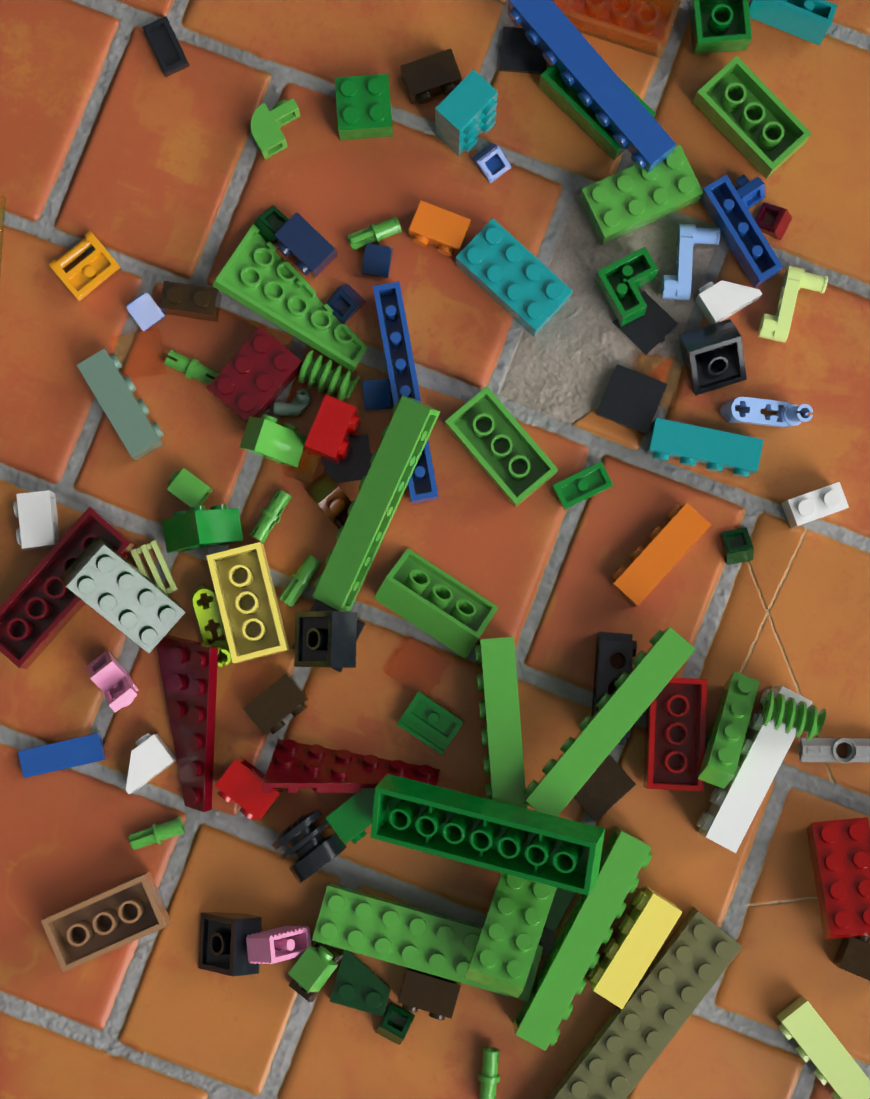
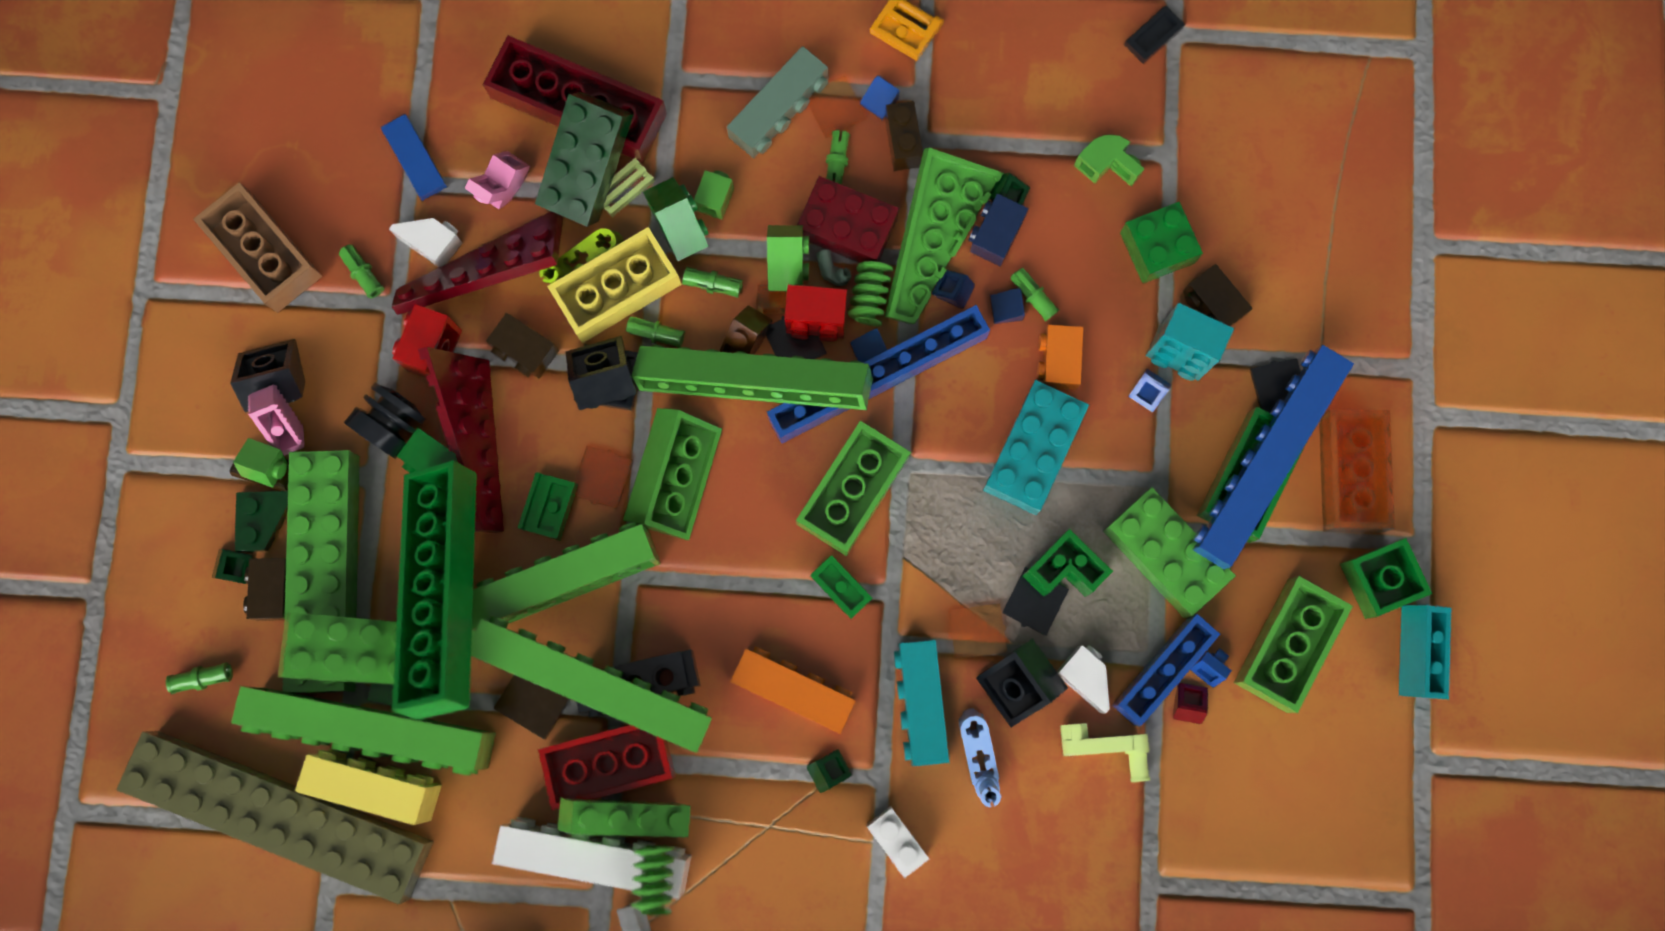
camera: 70 degrees right, 5 degrees down
(37, 520) = (638, 59): white brick -> none
(631, 399) = (949, 611): black tile -> none
(679, 285) = (1085, 623): light blue beam -> none

